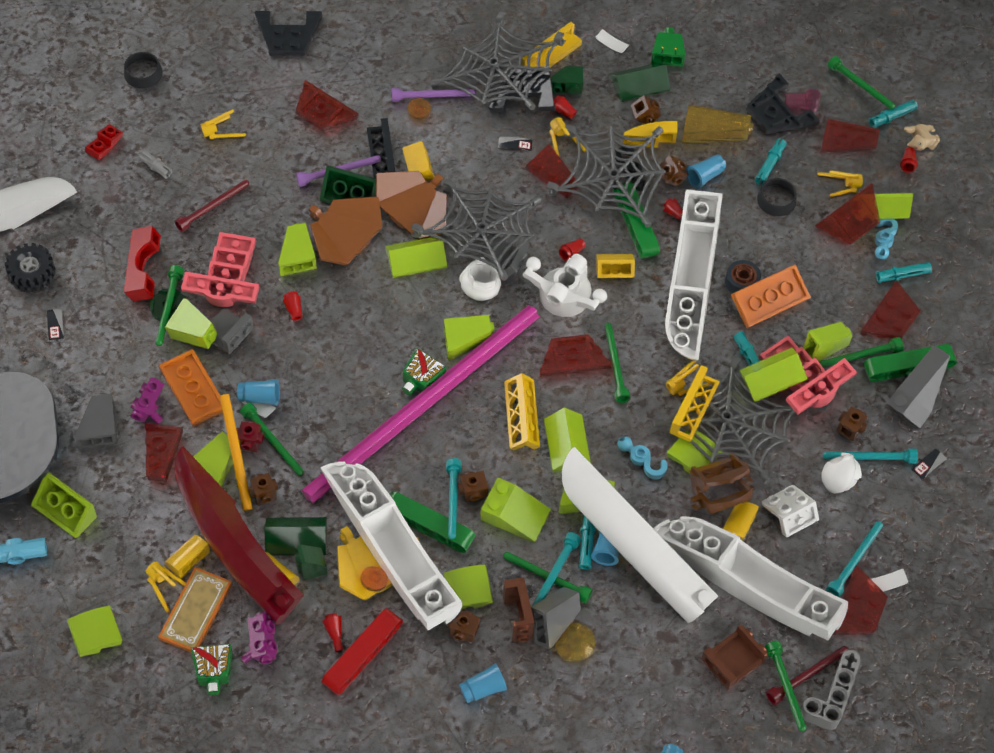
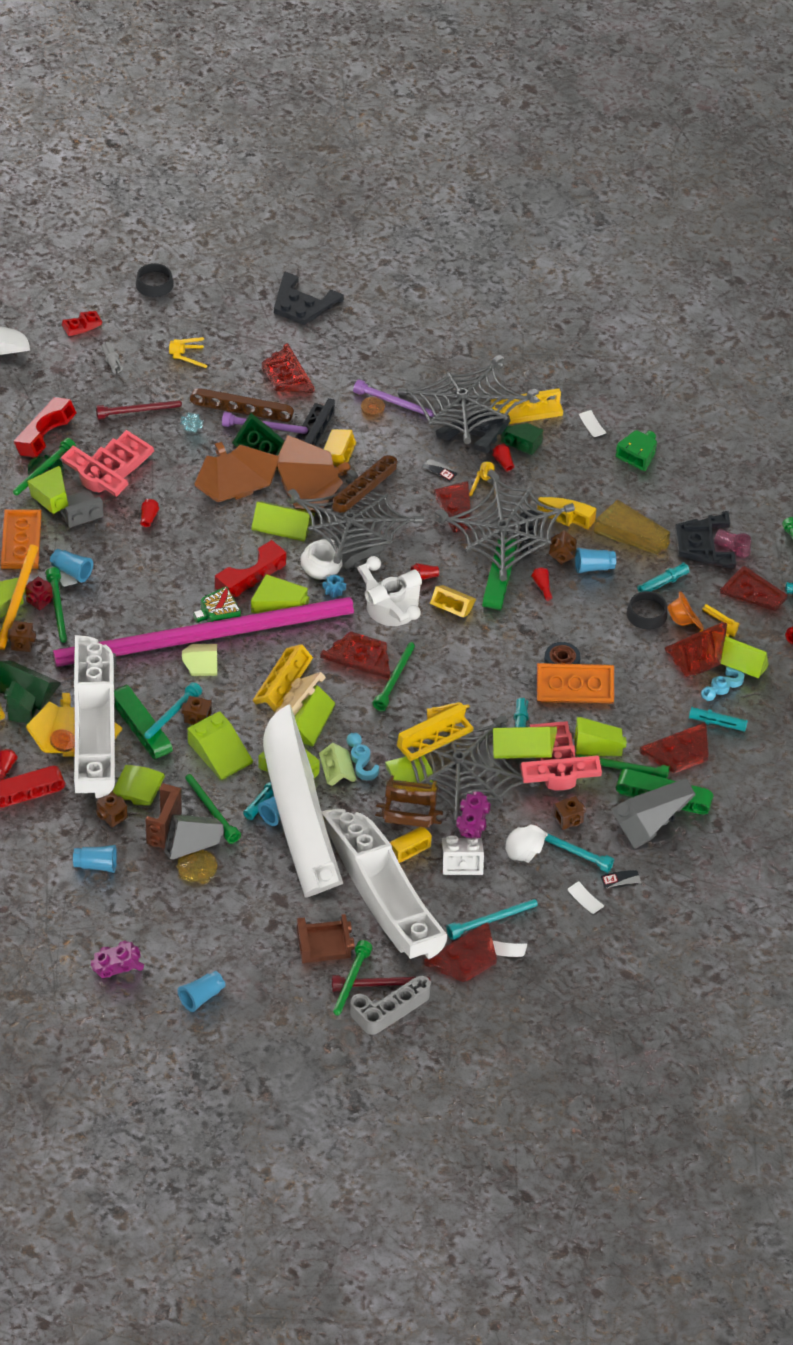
camera: 30 degrees right, 10 degrees down
(273, 197) = (191, 422): none -> clear light blue gear
(297, 251) = (180, 472): lime slope -> none
(305, 159) = (242, 403): none -> reddish brown beam
(431, 301) = (270, 559): none -> red arch
(438, 429) = (201, 659): none -> yellowish green slope
(467, 187) = (365, 484): none -> reddish brown beam
(506, 300) = (334, 586): none -> dark azure gear
(549, 426) = (301, 690): none -> tan wing
(571, 542) = (250, 791): teal piece -> none
(626, 476) = (337, 764): none -> yellowish green panel
(641, 81) = (592, 467): dark green slope -> none
(646, 110) = (576, 488): reddish brown brick -> none
(693, 272) = (517, 633): white slope -> none
(779, 462) = (474, 809): none -> magenta brick
(809, 187) = (682, 613): none -> orange piece
(914, 497) = (585, 898): none -> white sticker

